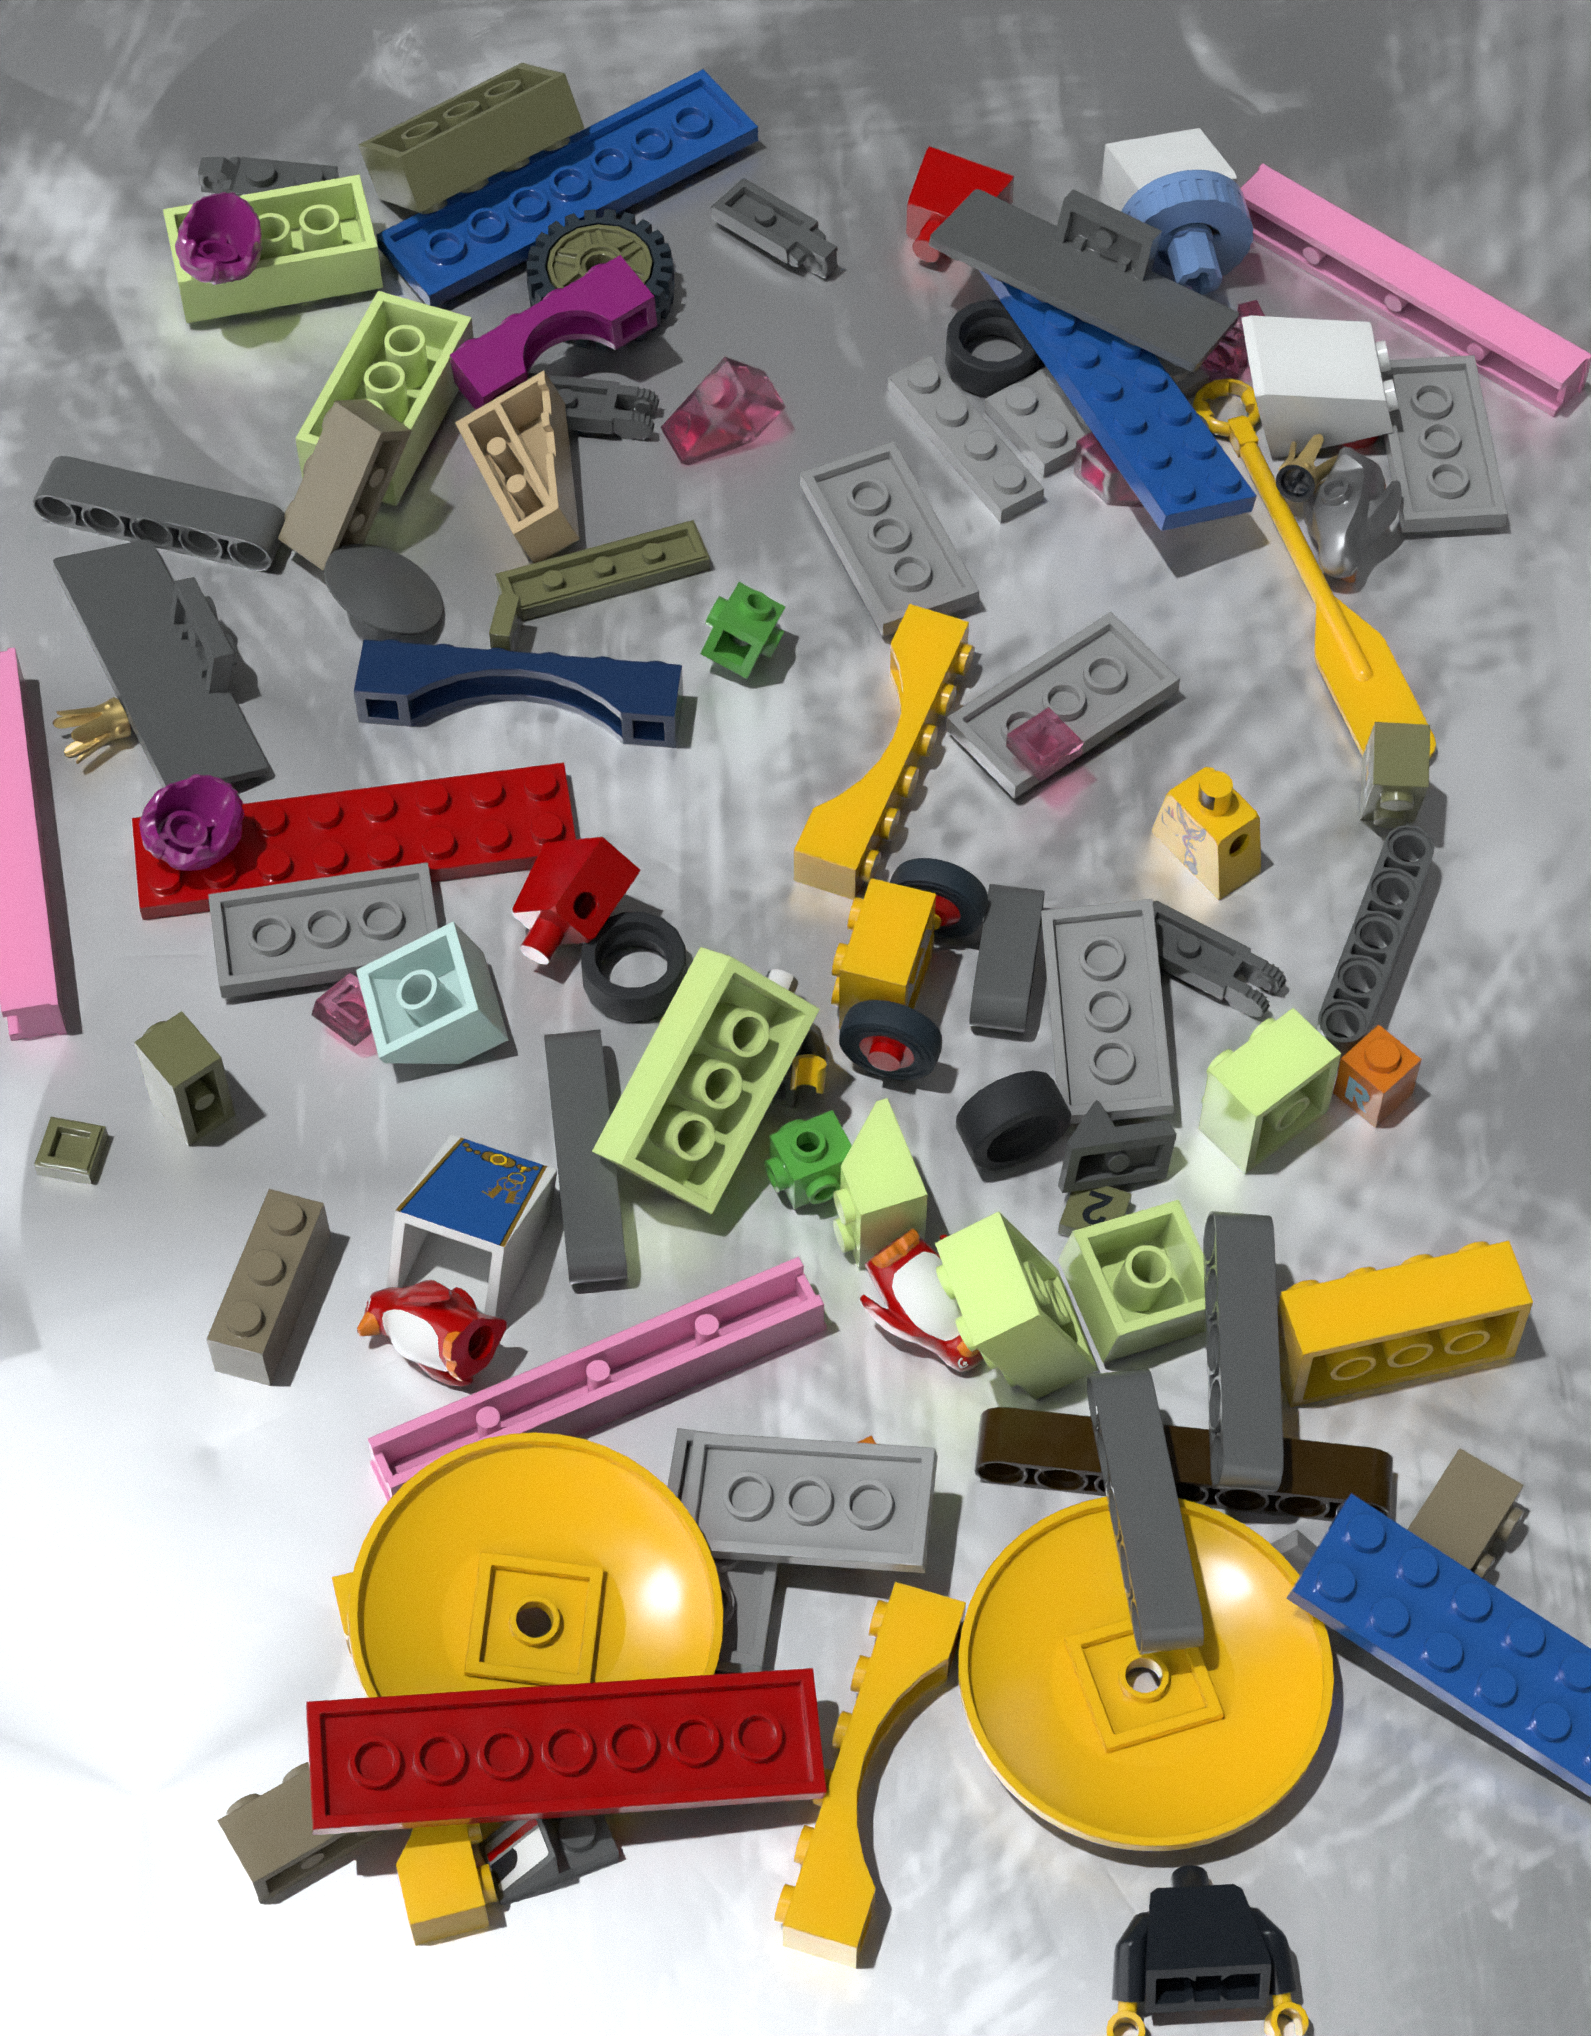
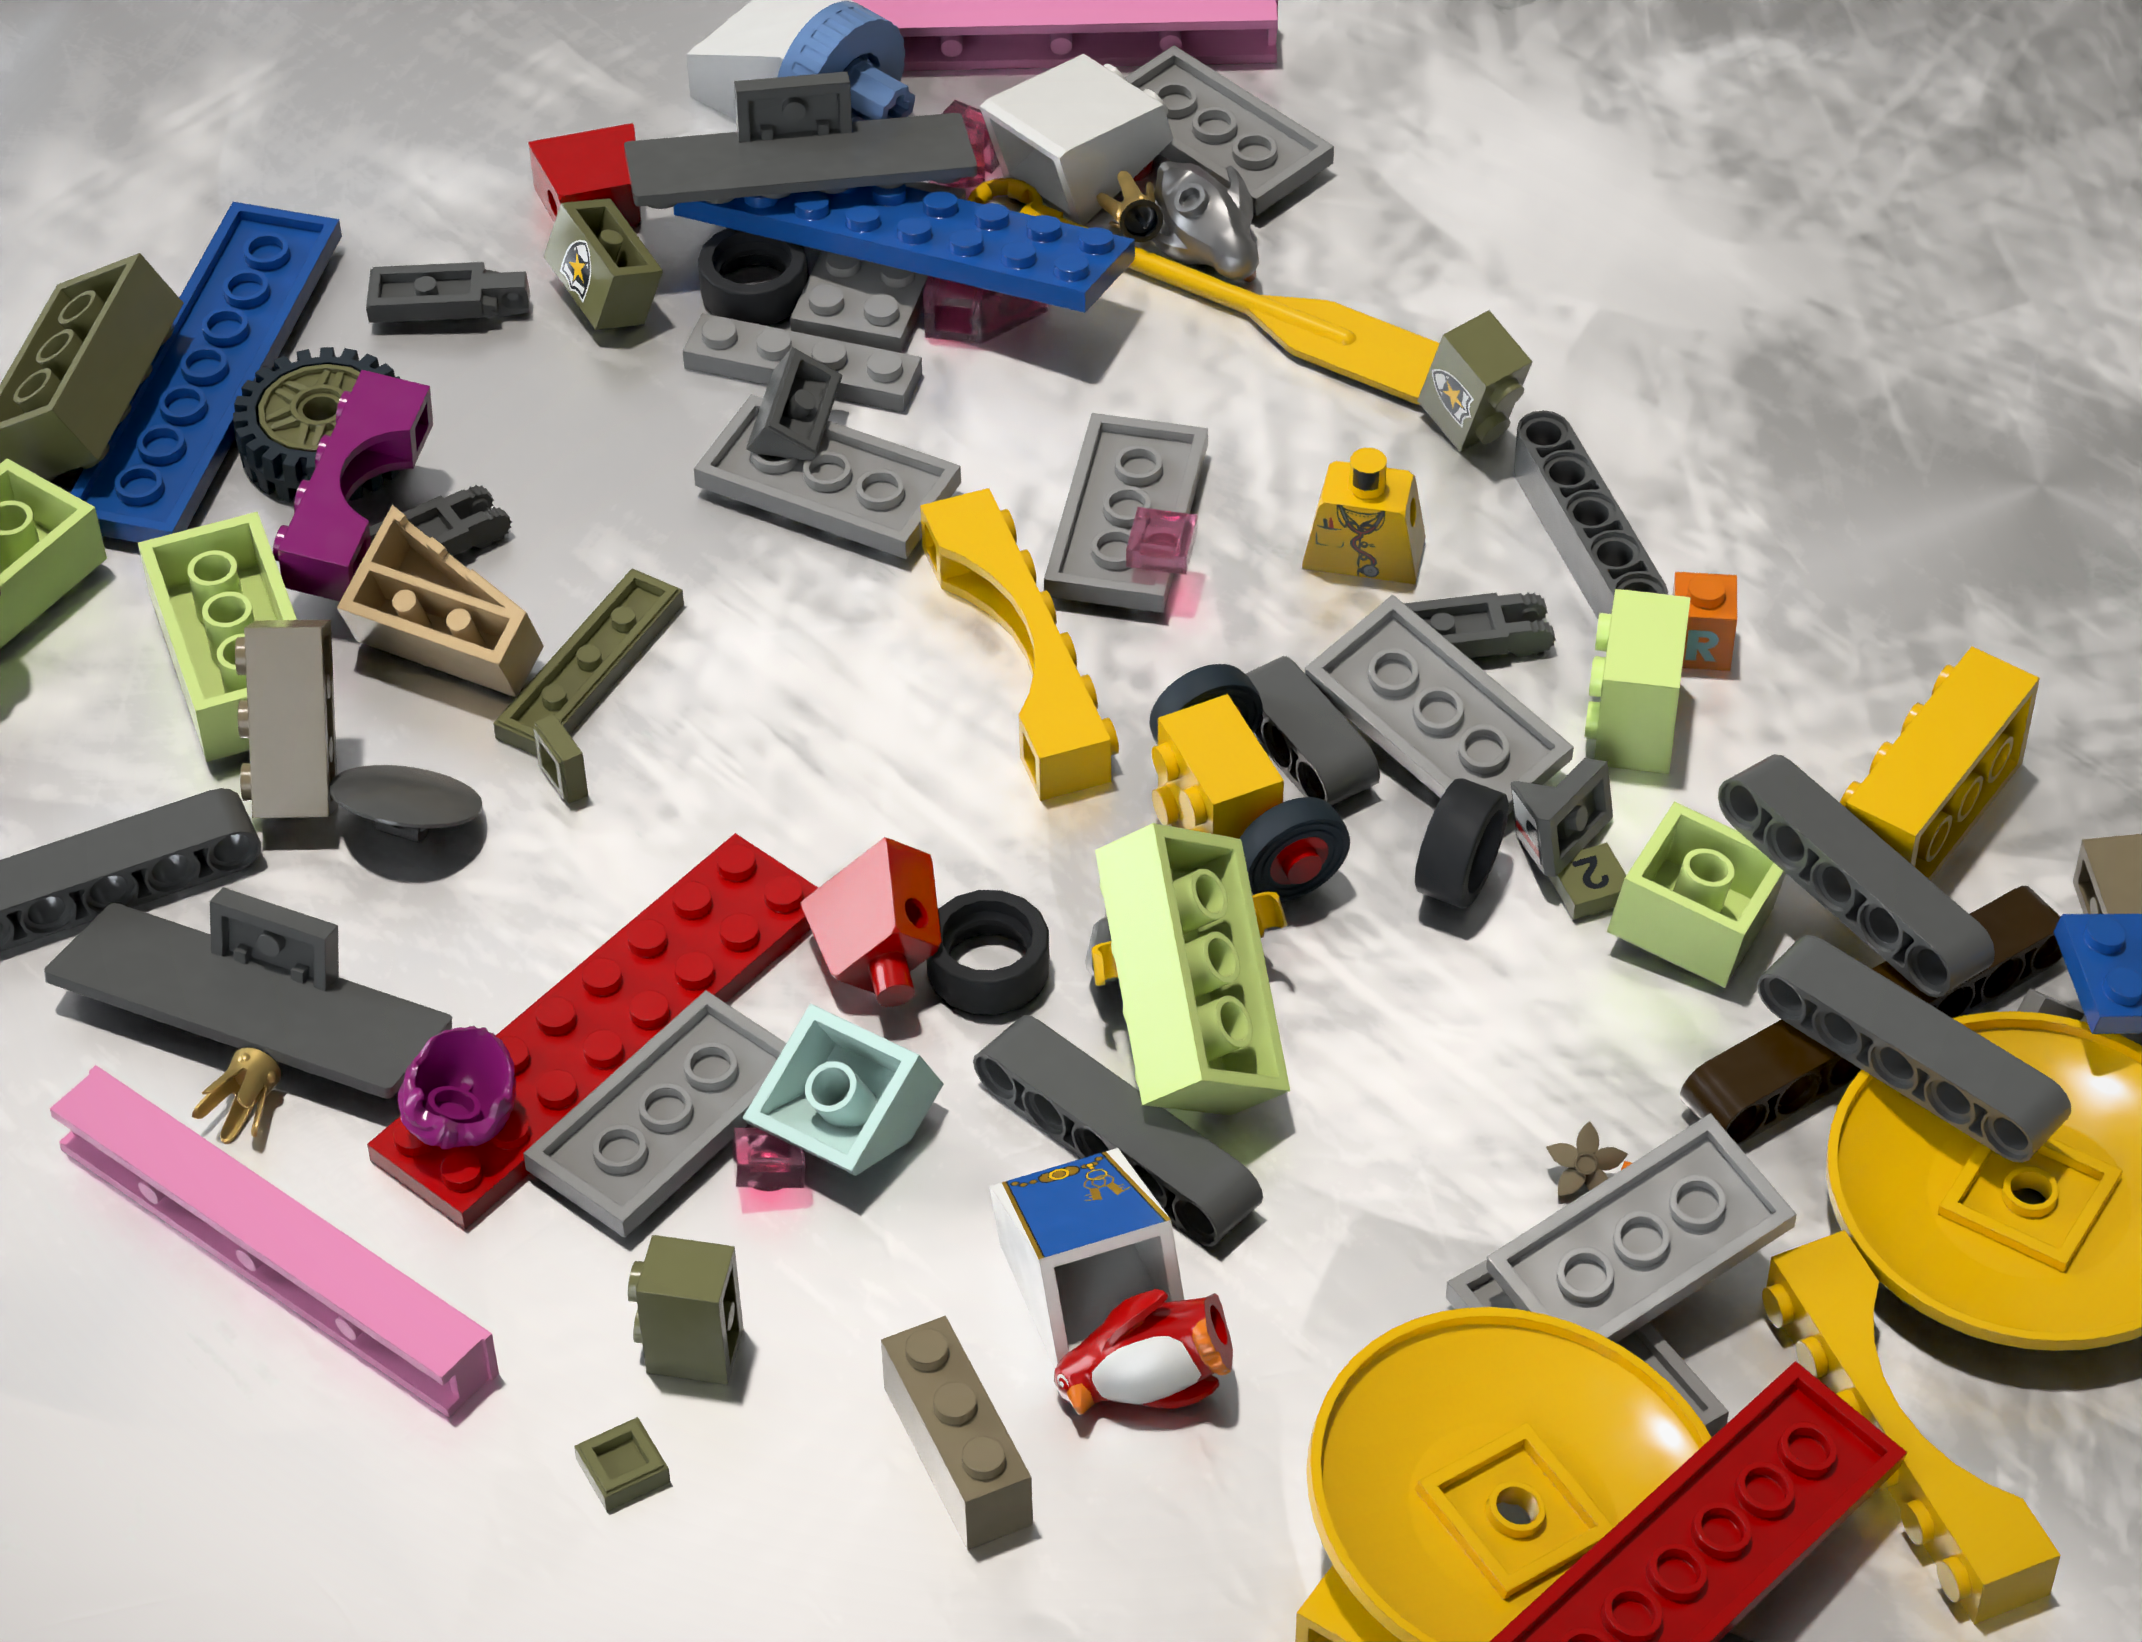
camera: 40 degrees left, 10 degrees down
(415, 681) = (735, 746): dark blue arch -> none
(615, 1373) = (1331, 1308): bright pink tile -> none
(723, 412) = (565, 466): clear pink slope -> none
(743, 629) = (787, 619): bright green brick -> none
(808, 1159) = (1324, 991): bright green brick -> none
(865, 1413) = (1585, 1161): none -> dark tan plant
(878, 1189) = (1418, 968): yellowish green slope -> none
(890, 274) = (603, 264): none -> olive brick
(908, 472) = (795, 408): none -> dark grey slope
(916, 1300) = (1541, 1029): animal -> none
(1013, 1306) = (1644, 967): yellowish green brick -> none

